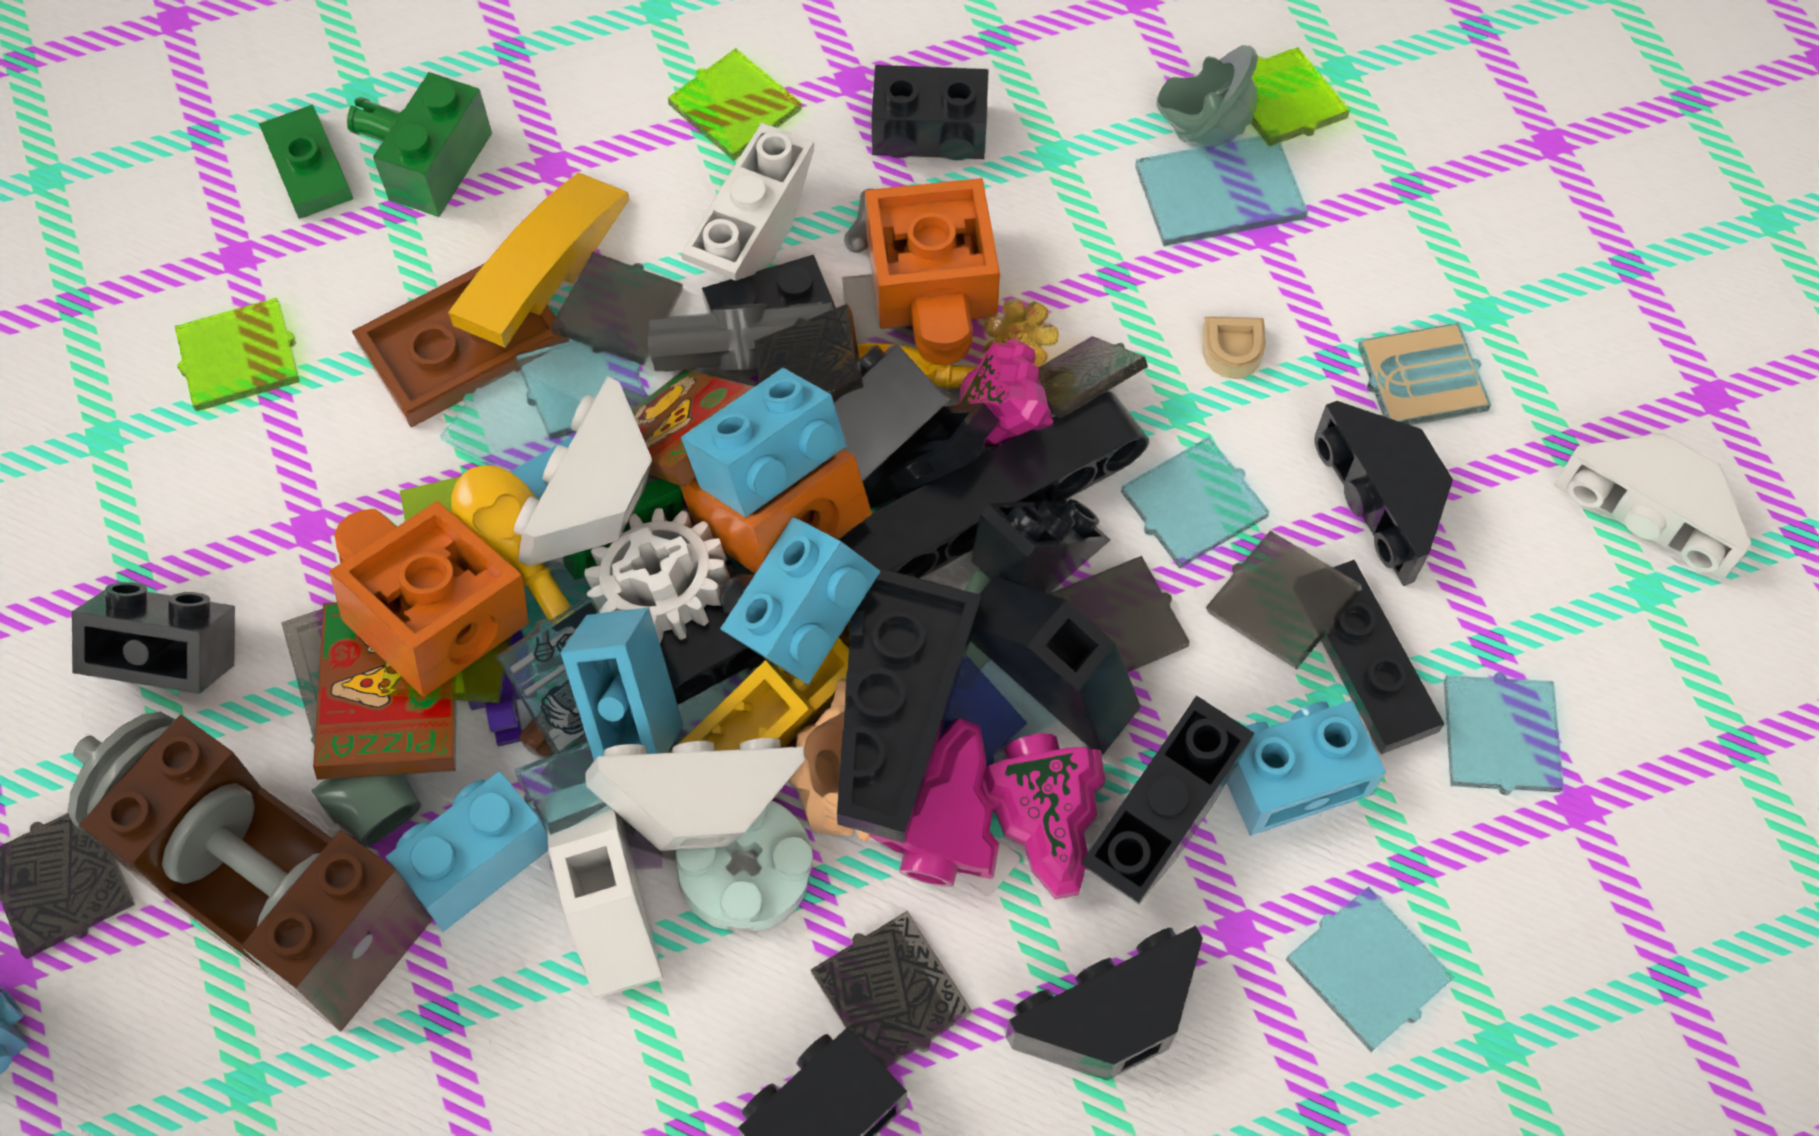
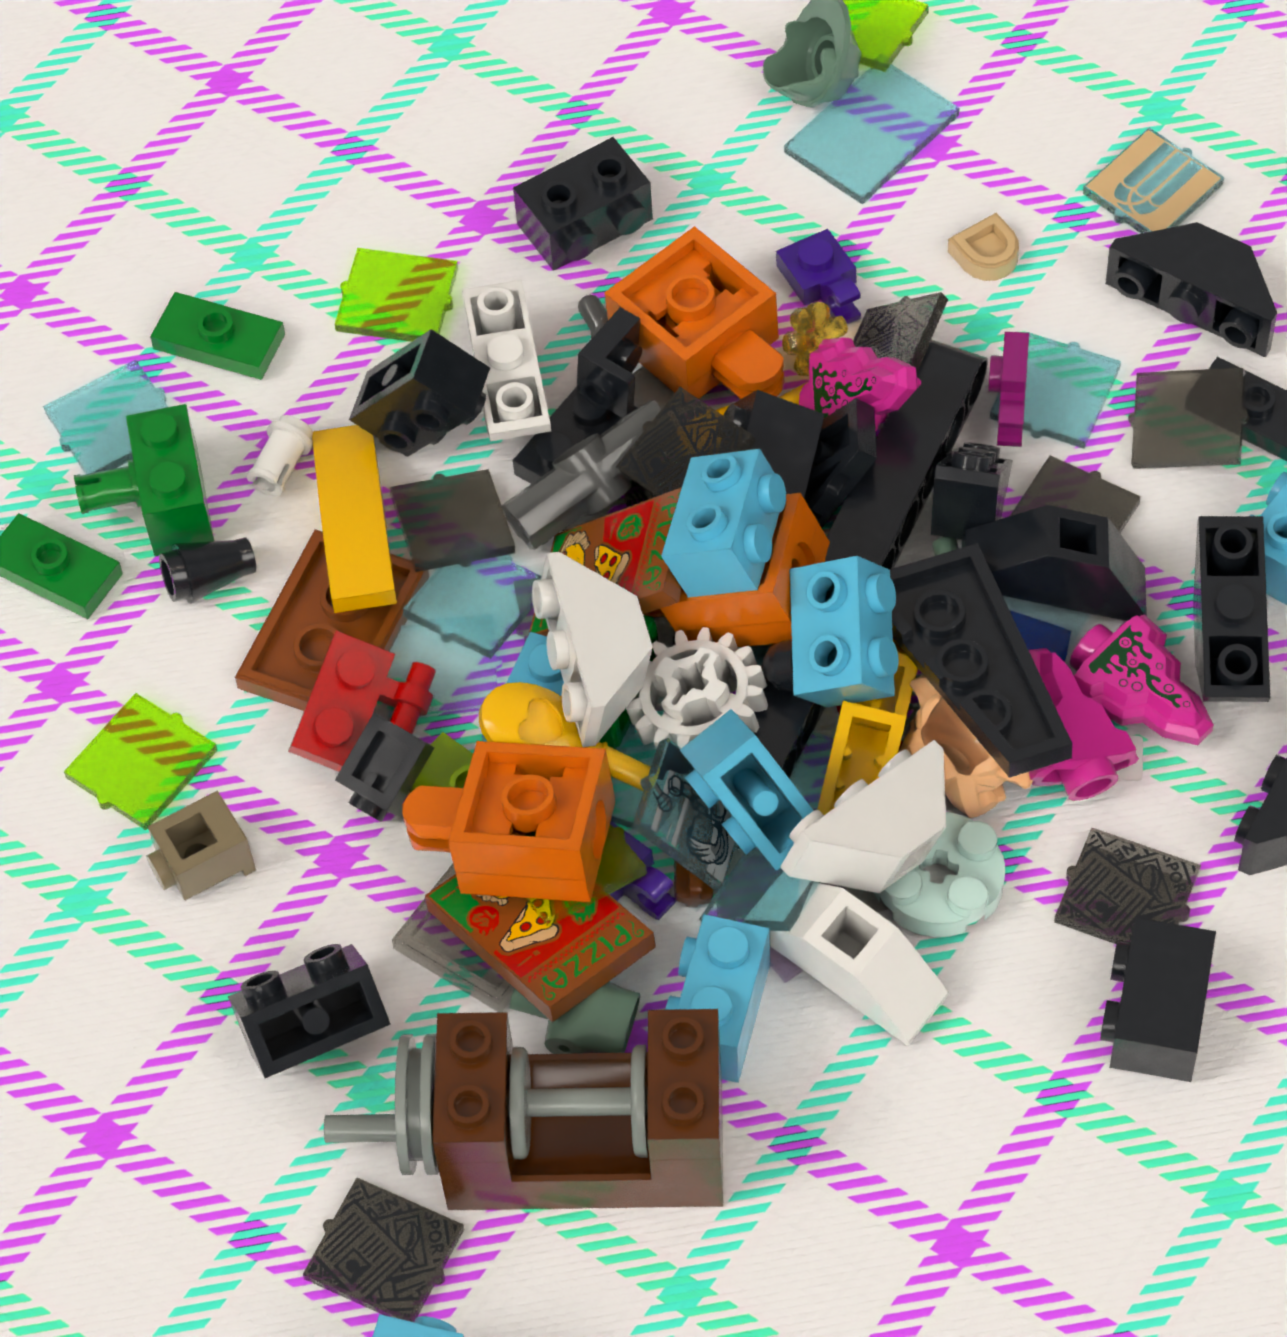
camera: 30 degrees left, 5 degrees down
(203, 450) = (199, 847): none -> dark tan brick
(378, 473) = (383, 767): none -> black bracket
(402, 229) = (204, 567): none -> black cone
(402, 403) = (346, 696): none -> red plate
(462, 59) = (95, 415): none -> clear light blue piece
(535, 175) = (286, 443): none -> white pin
(575, 55) = (218, 335): none -> green plate
(659, 190) = (420, 394): none -> black brick
(826, 247) = (608, 364): none -> black bracket
(1077, 281) = (822, 271): none -> dark purple plate
(1151, 469) = (1008, 378): none -> magenta plate

